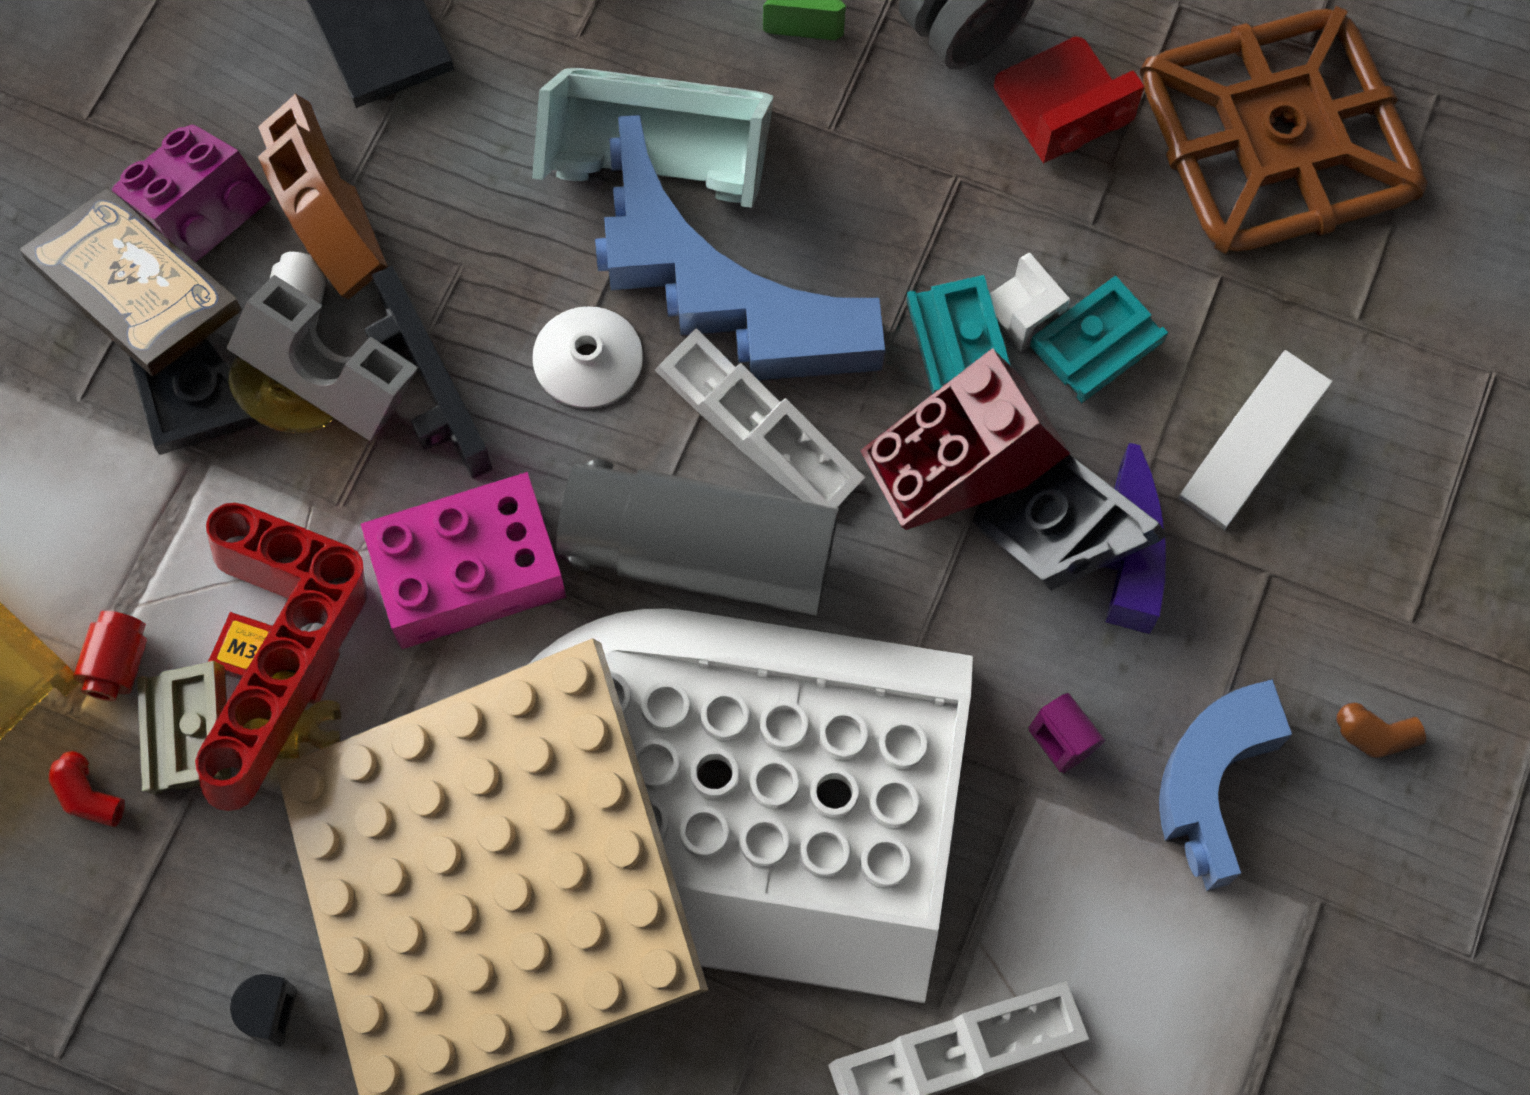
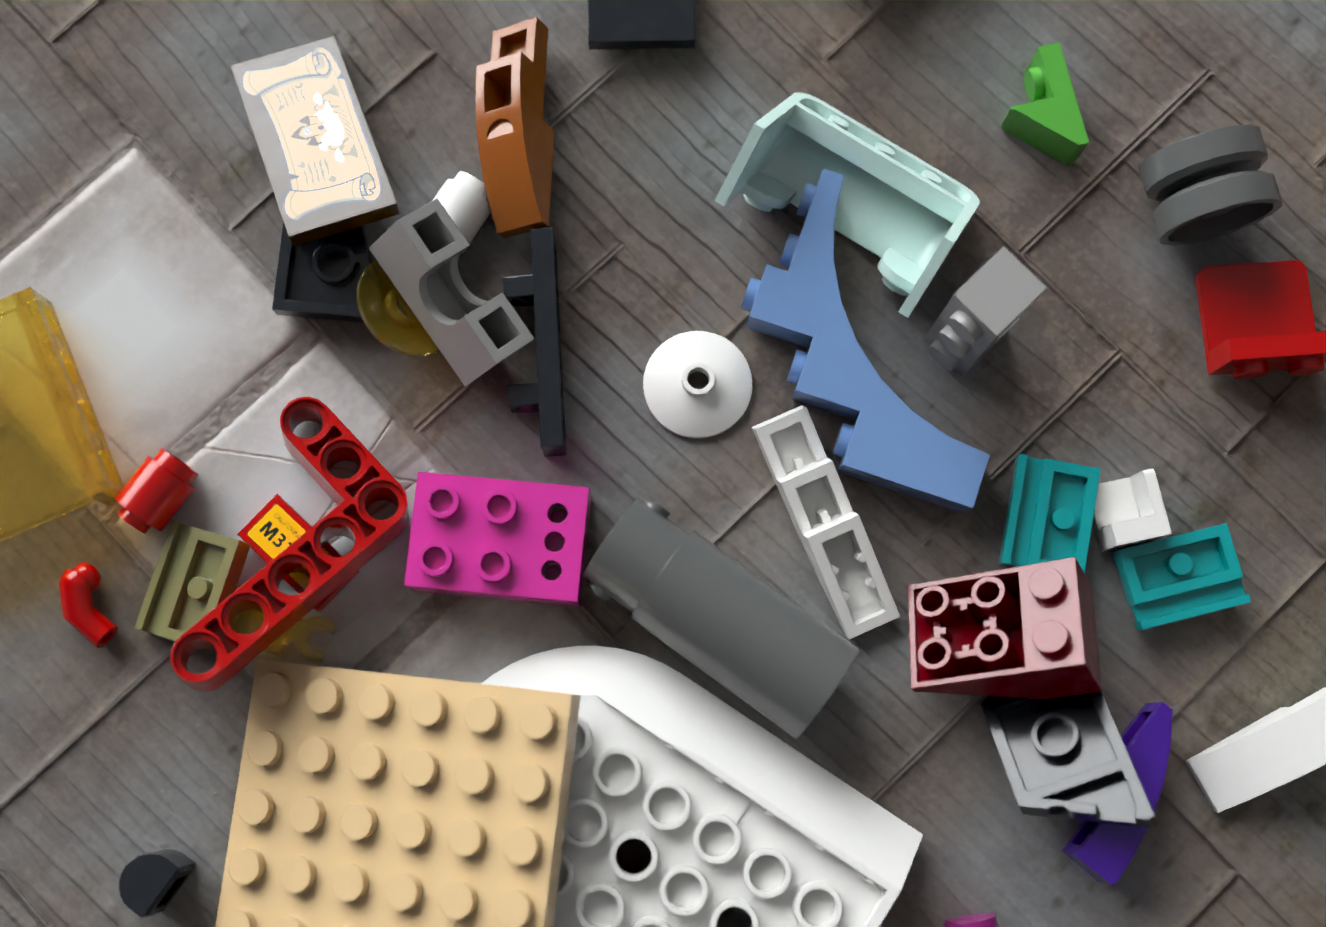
camera: 25 degrees right, 10 degrees up
(193, 190) = (405, 71): magenta bracket -> none
(813, 177) = (982, 312): none -> light grey arch

